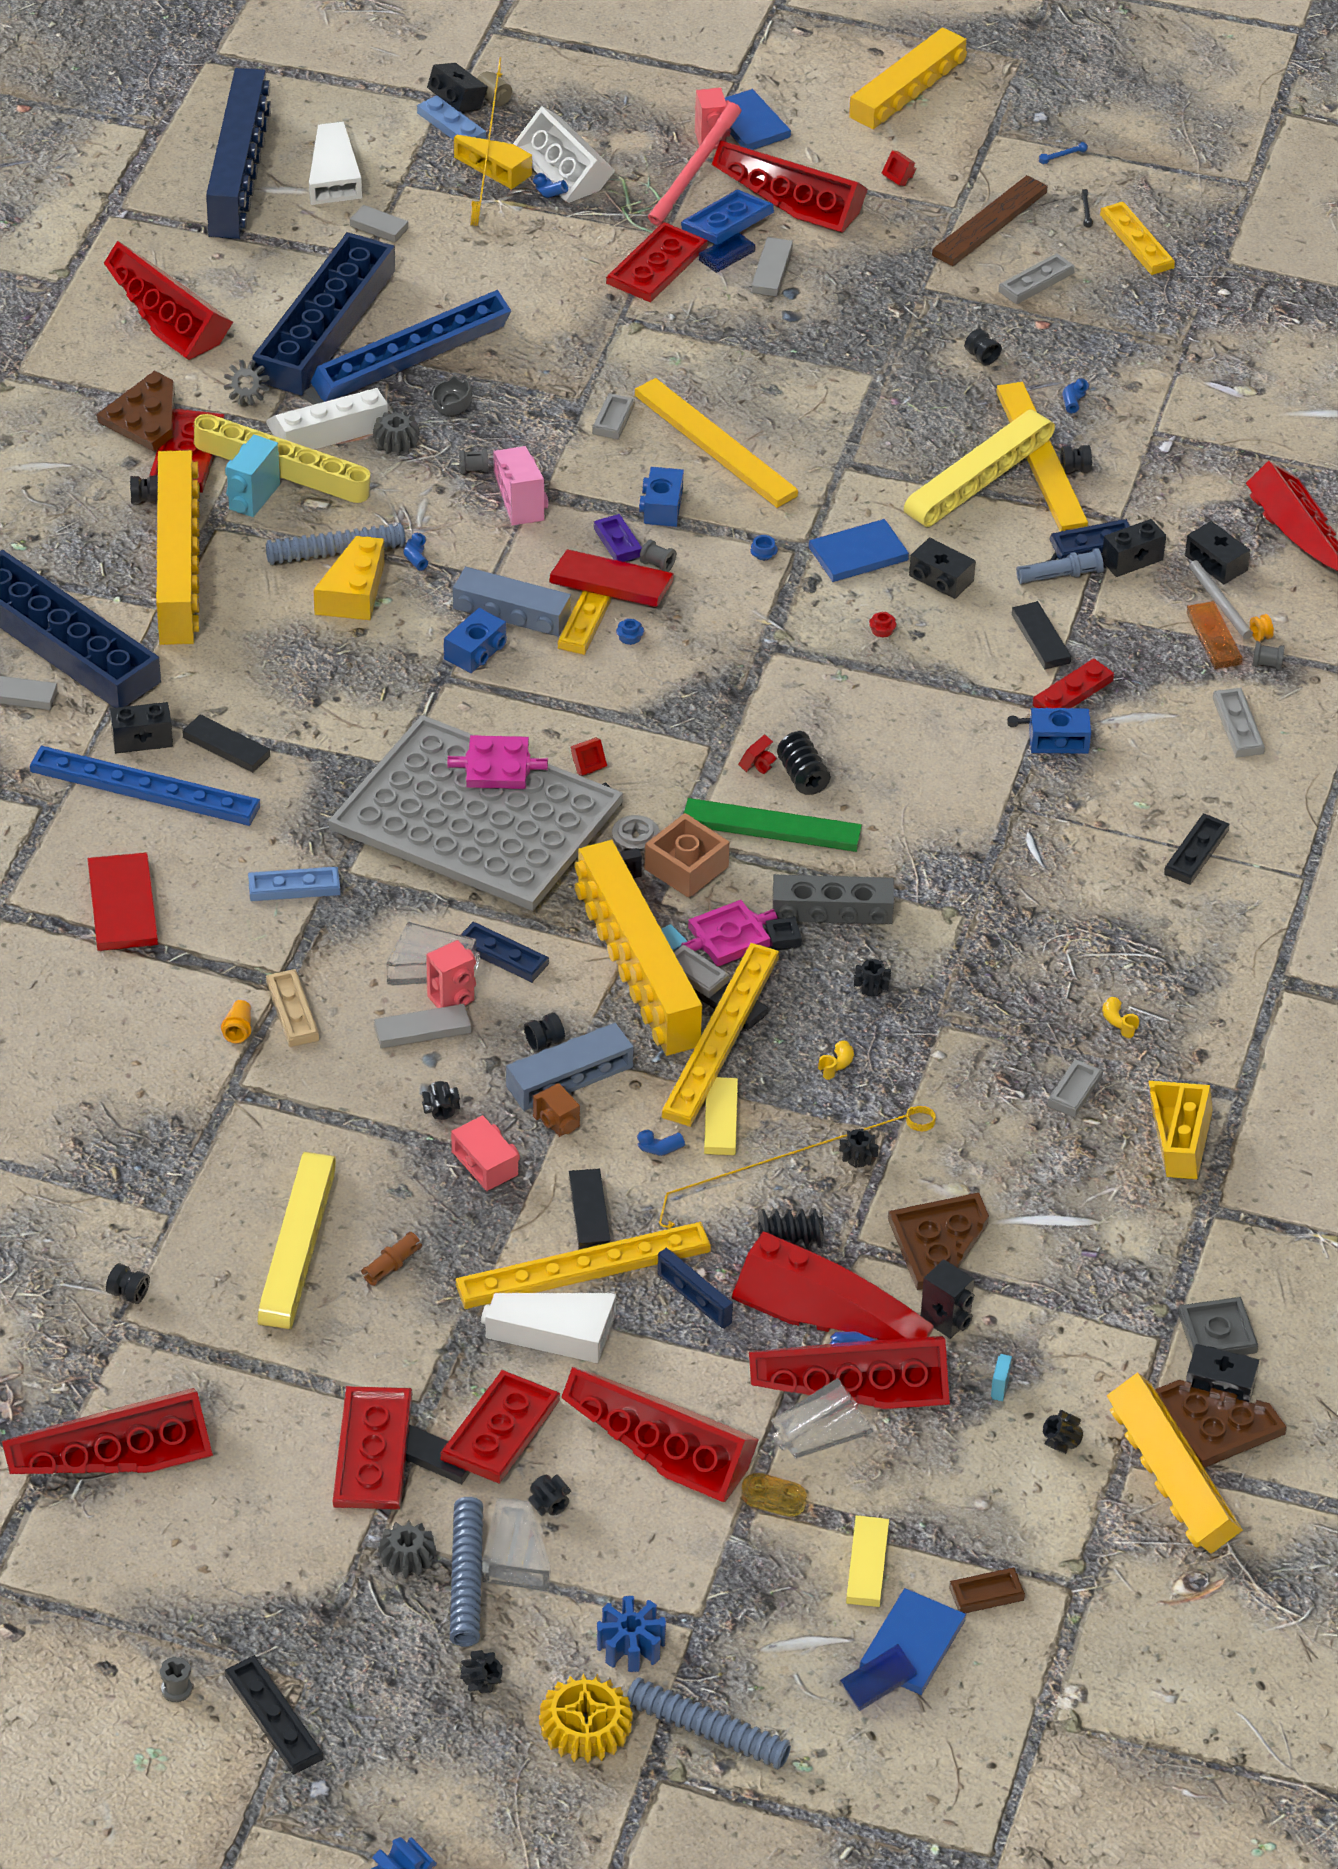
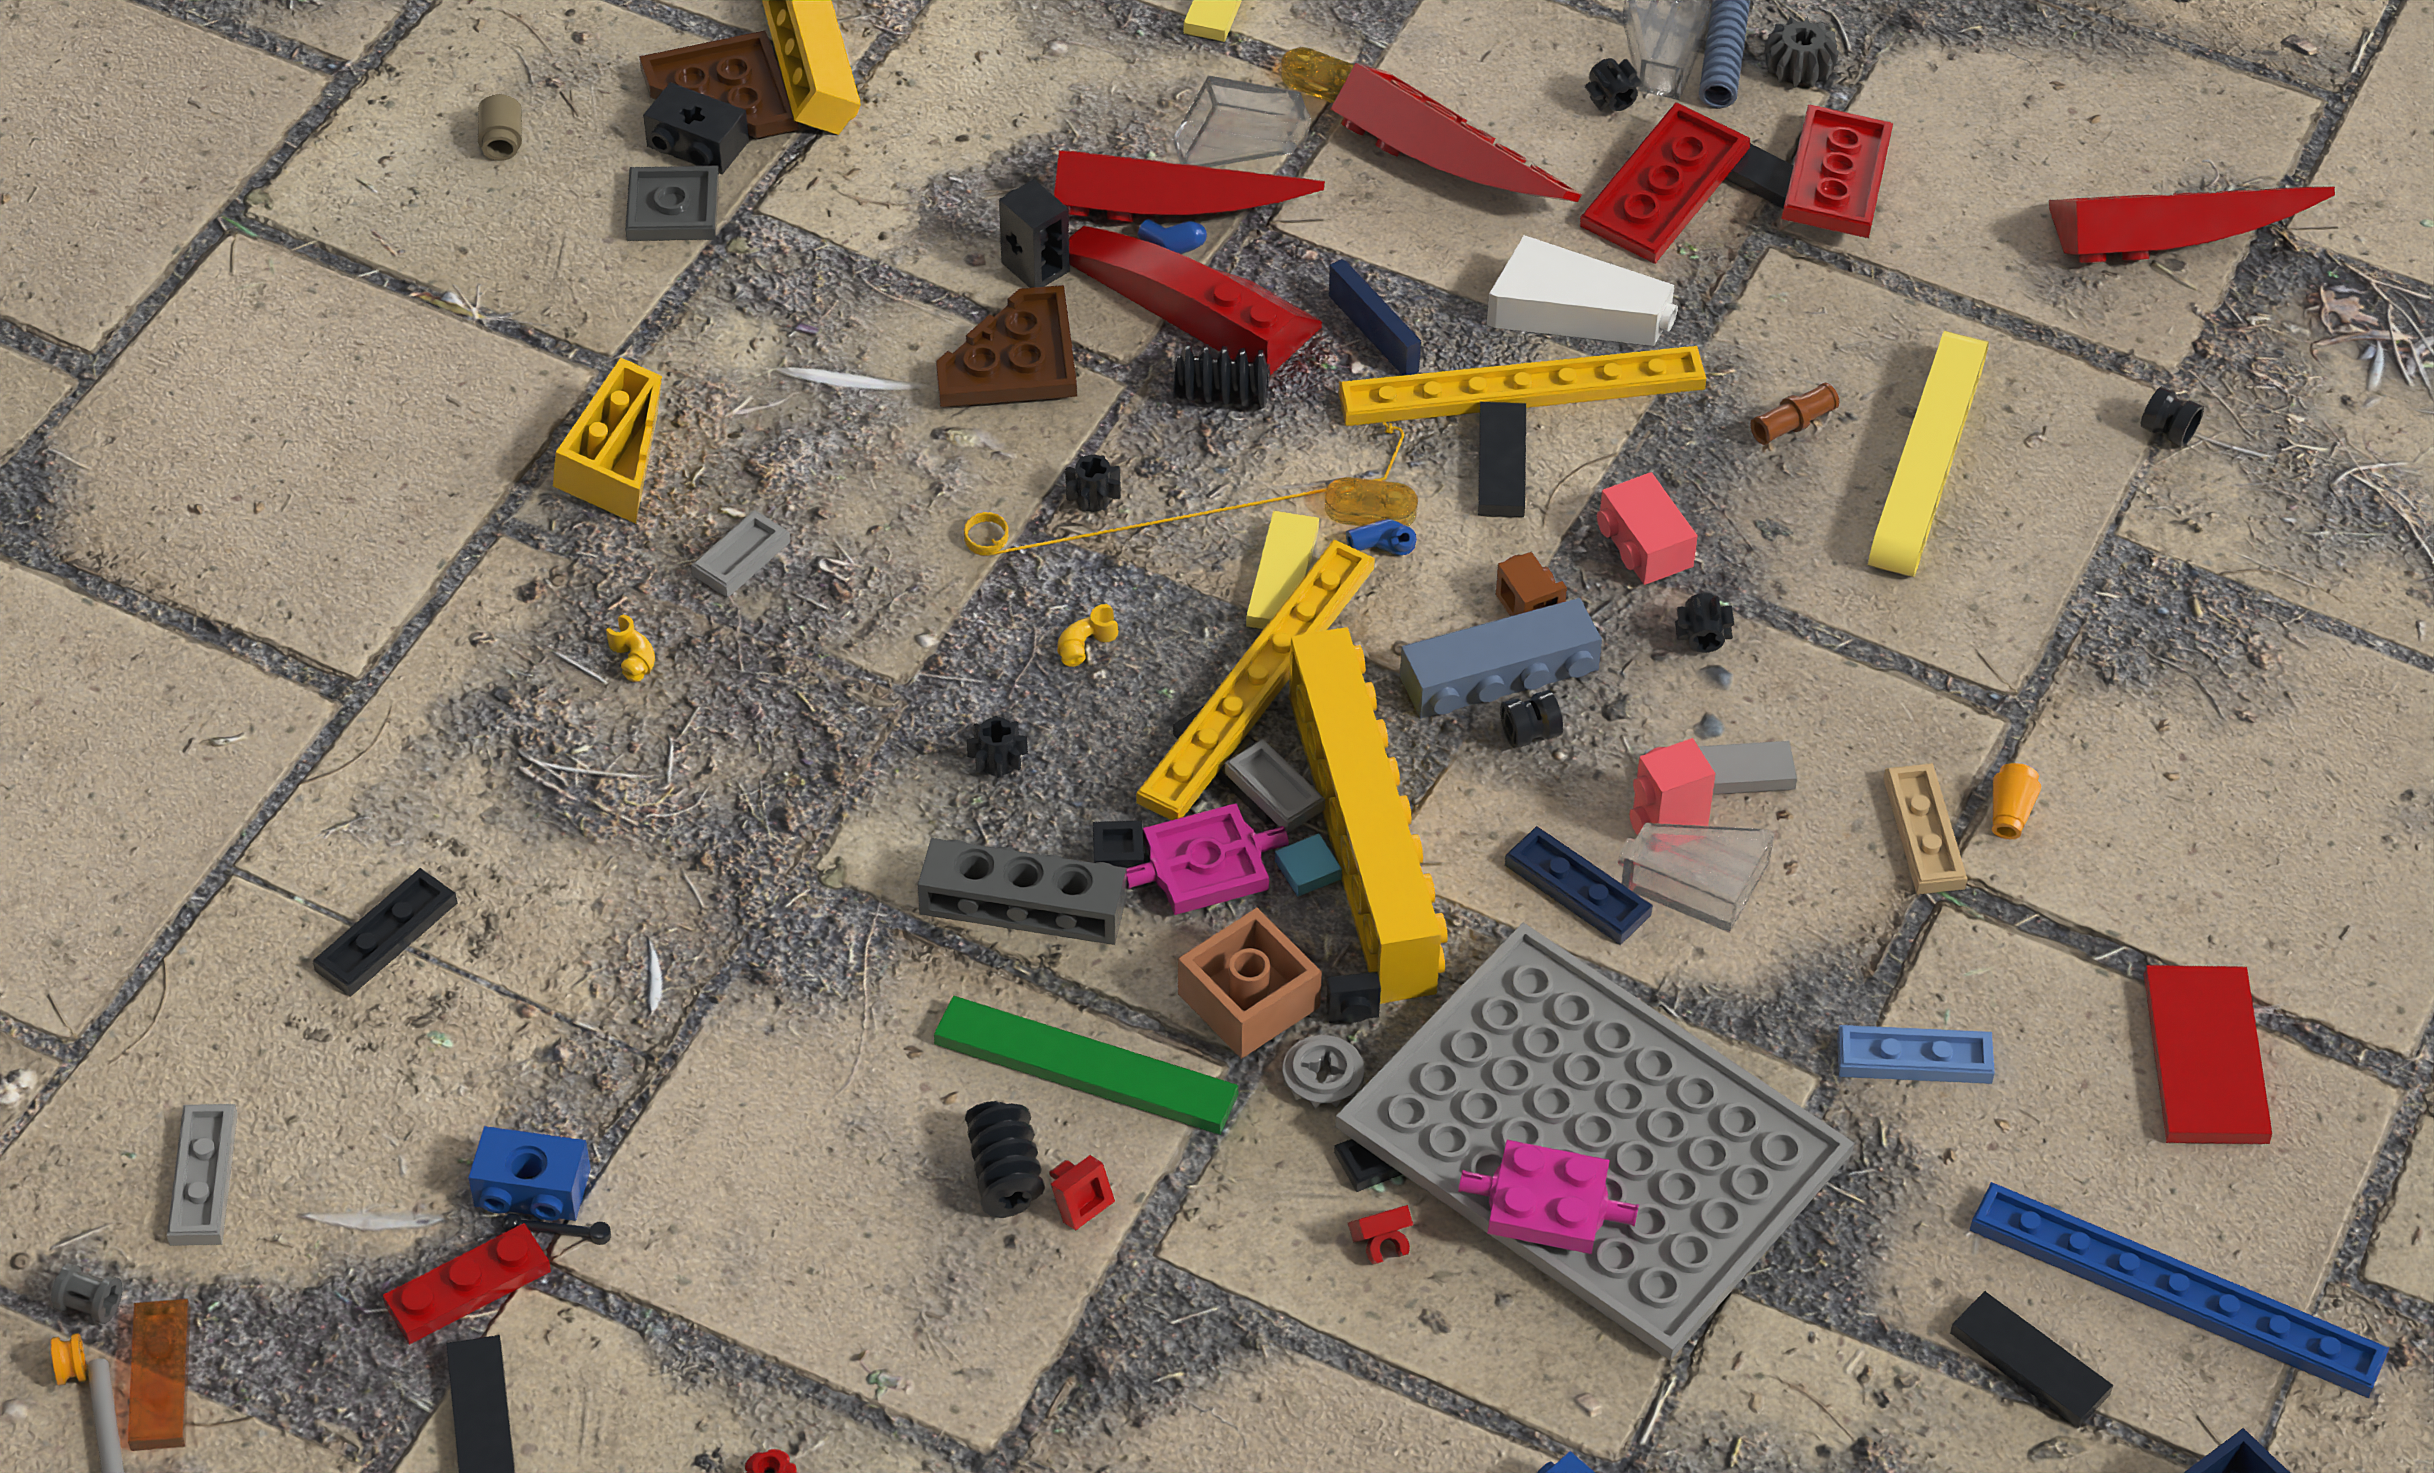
camera: 170 degrees left, 5 degrees up
(141, 727) = (2190, 1385): black brick -> none
(672, 1168) = (1368, 501): none -> clear yellow plate
(1001, 1377) = (988, 159): medium azure tile -> none
(1062, 1431) = (931, 82): black gear -> none

